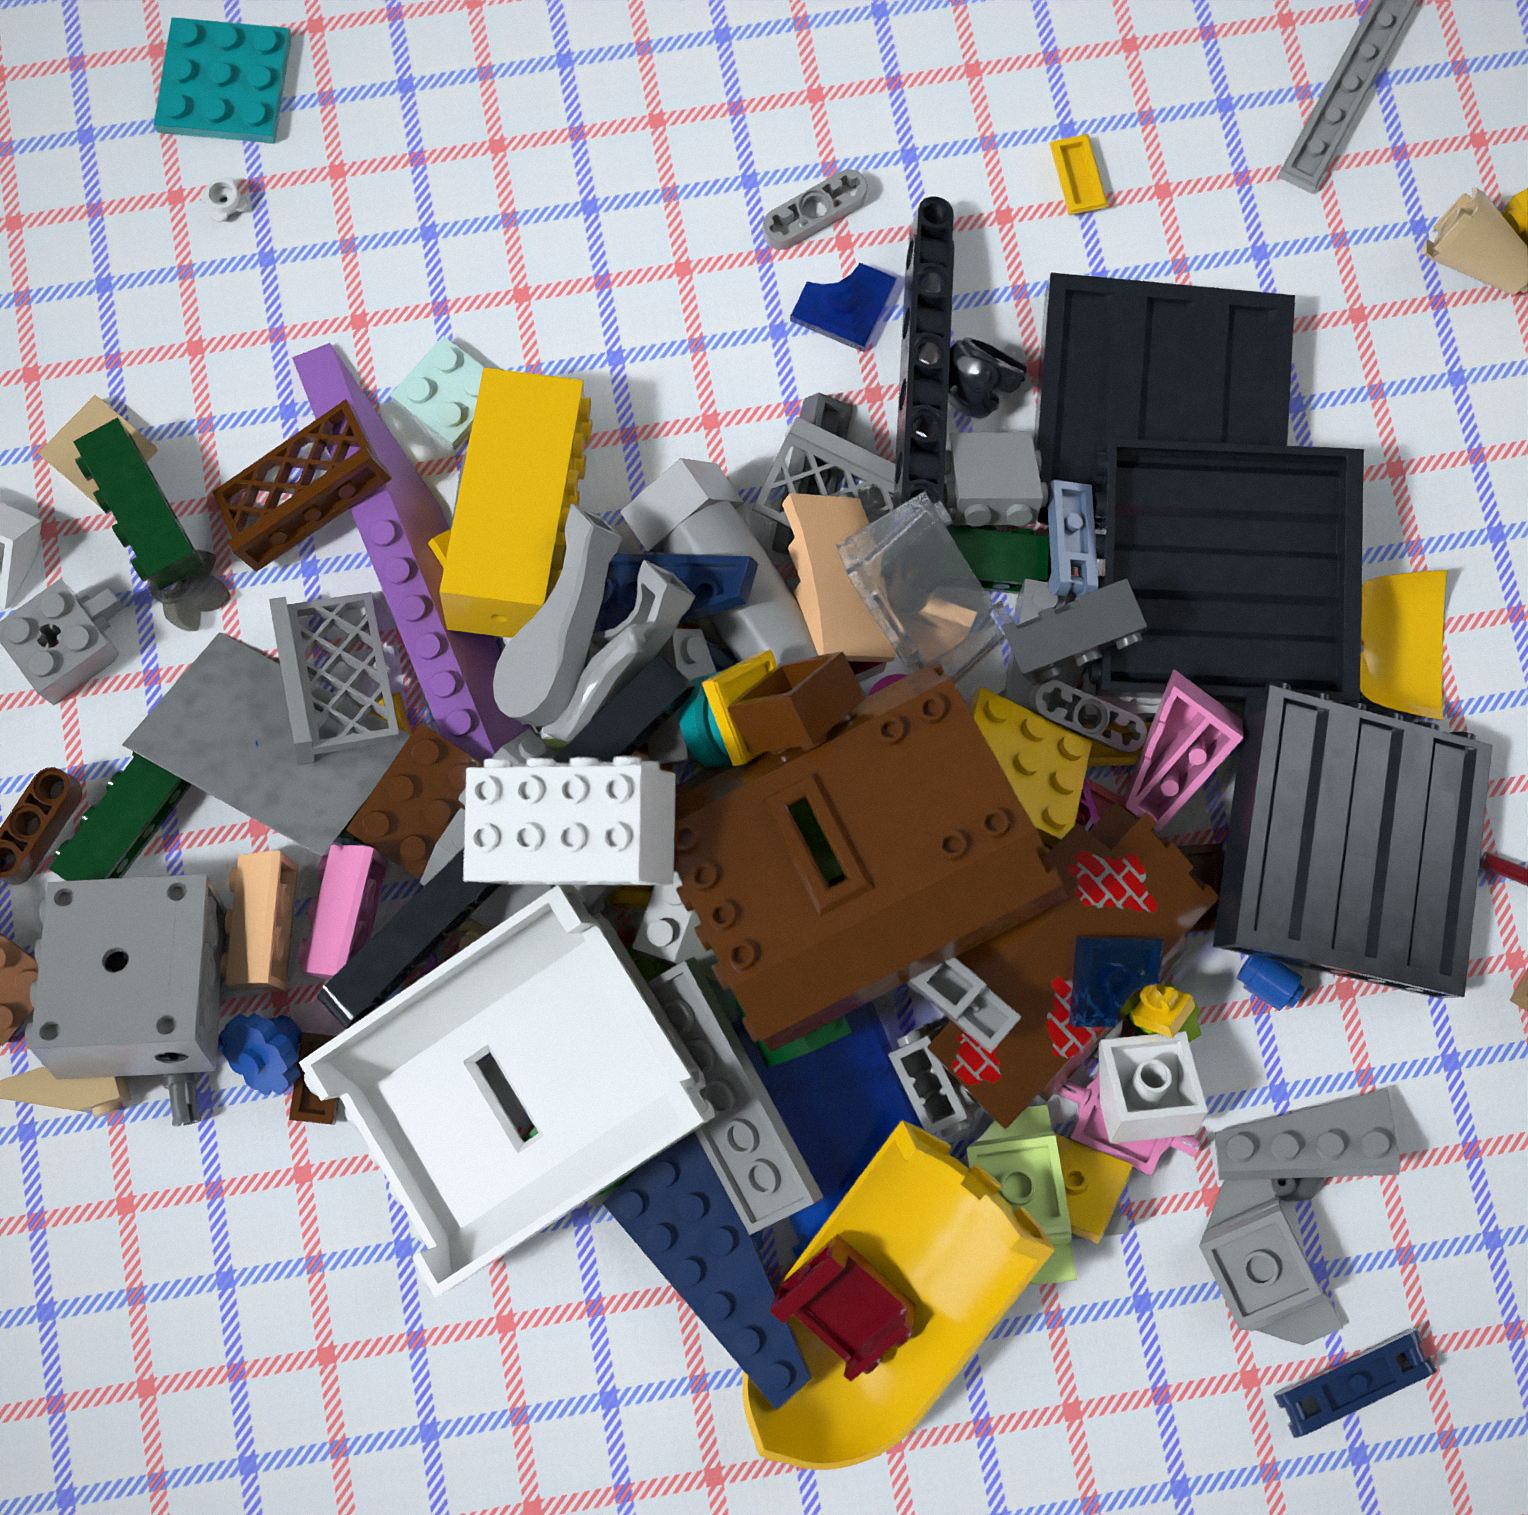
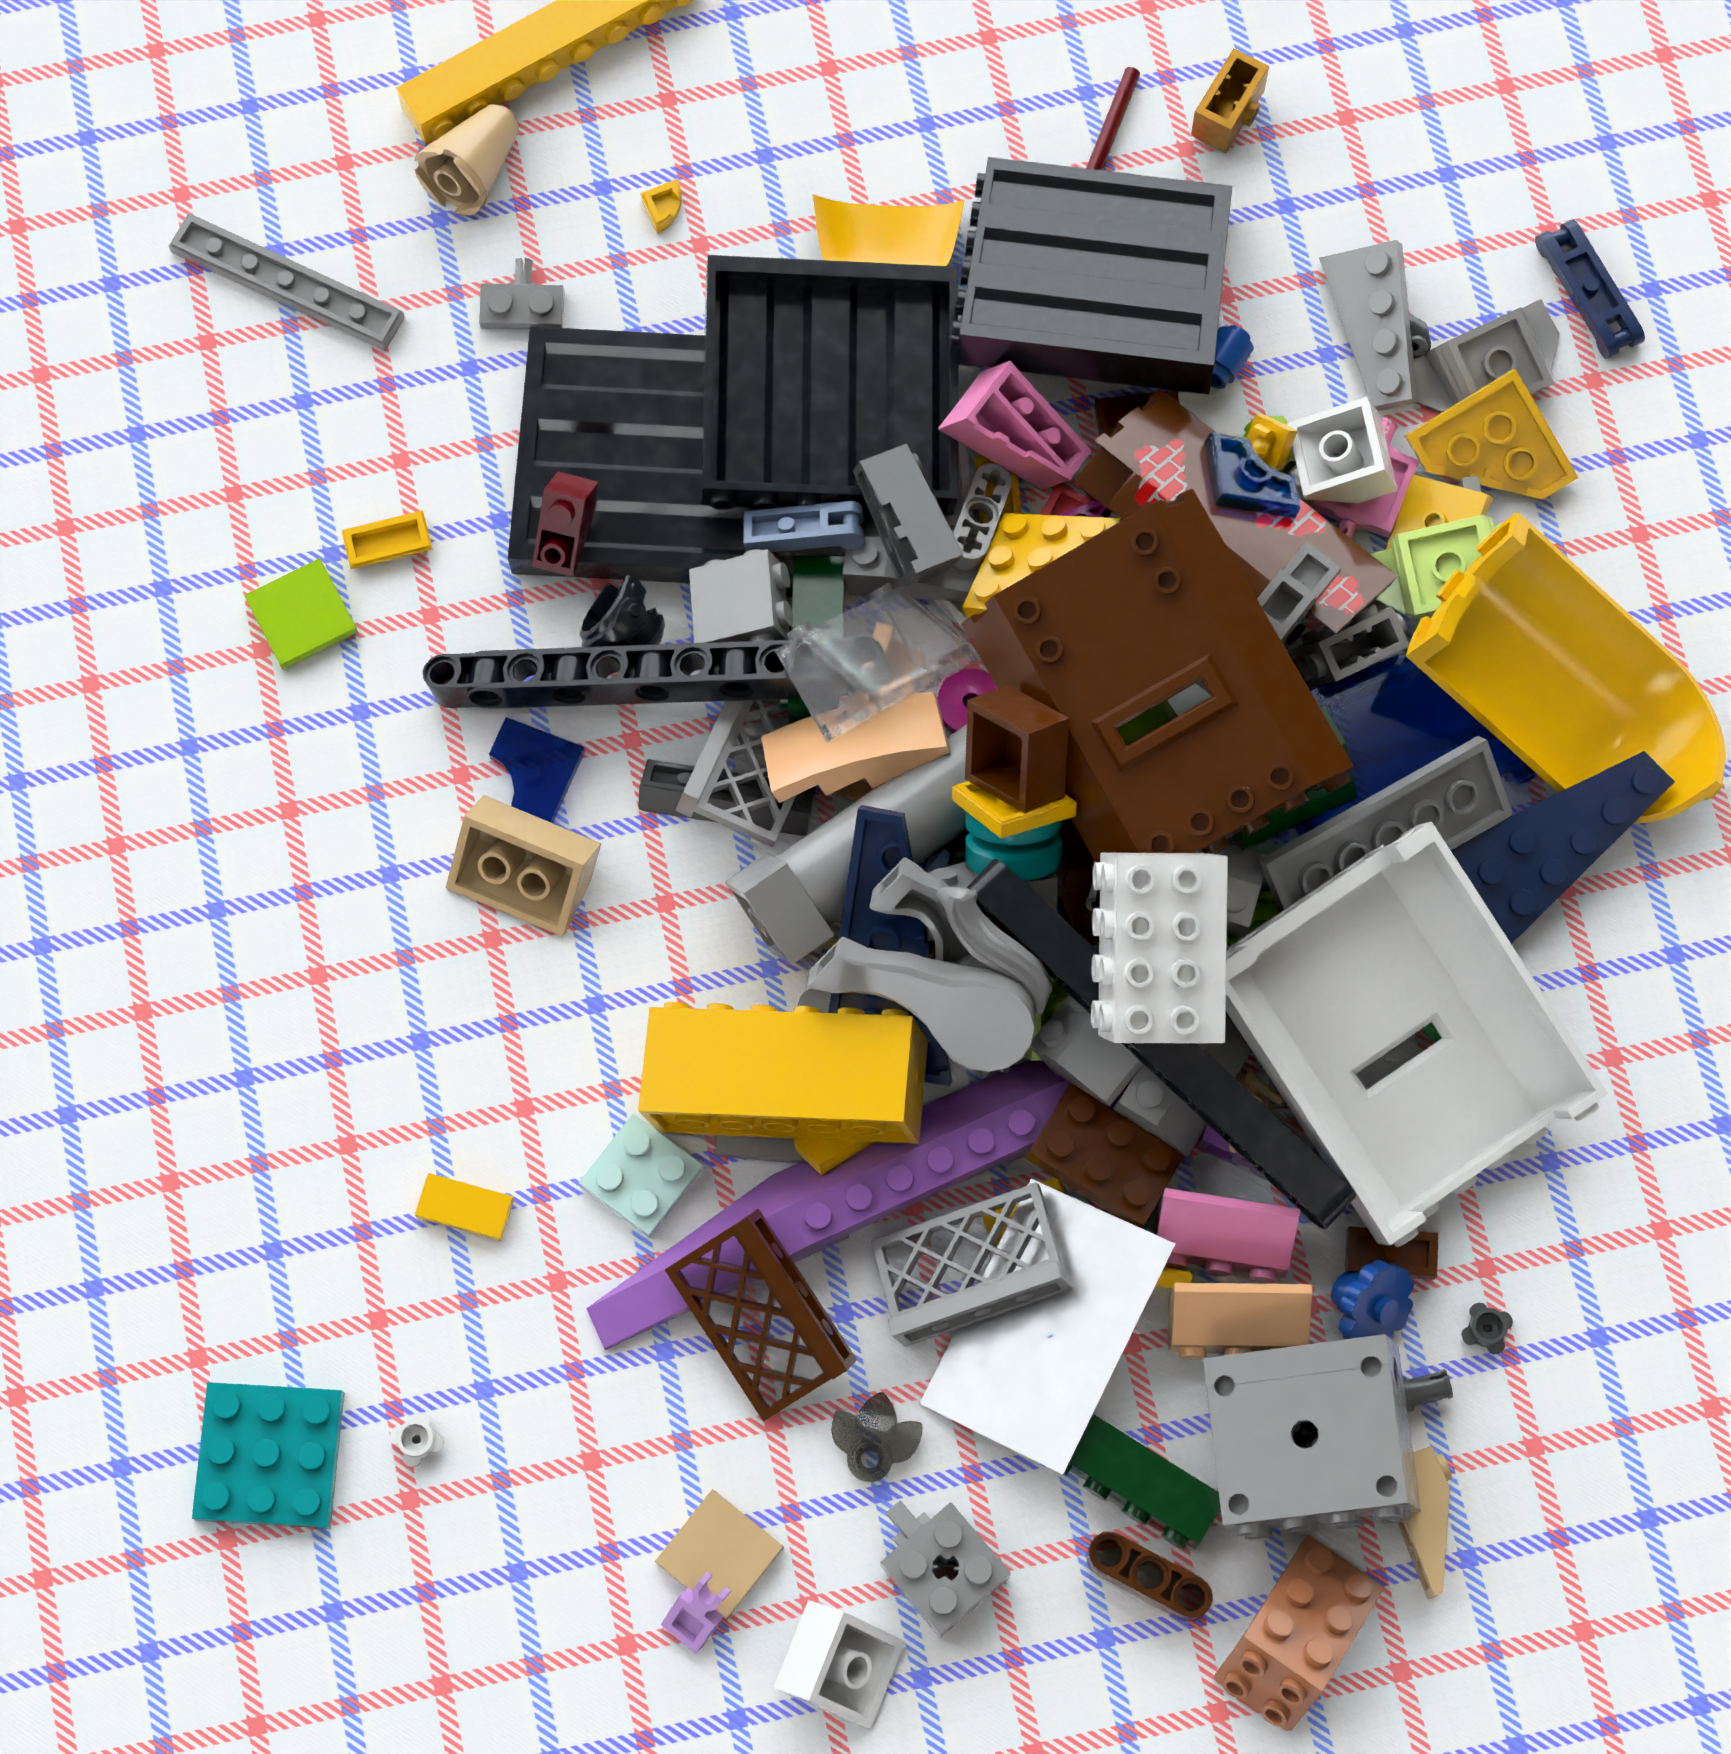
camera: 90 degrees left, 5 degrees down
(40, 424) = (695, 1615): none -> lavender plate
(137, 504) = (789, 1488): dark green brick -> none
(227, 1172) = (1499, 1324): none -> dark grey plate
(305, 866) = (1171, 1275): none -> yellow tile
(430, 240) = (464, 1207): none -> yellow tile
(749, 289) = (522, 865): none -> tan slope
(844, 205) = (401, 784): light grey beam -> none
(847, 1306) = (1574, 719): dark red panel -> none
(1005, 100) = (301, 613): none -> lime tile
(1082, 317) = (564, 523): none -> dark red slope
(1170, 1257) = (1498, 439): none -> yellow plate
(1327, 297) = (521, 302): none -> light grey plate
(1437, 432) = (663, 204): none -> yellow tile

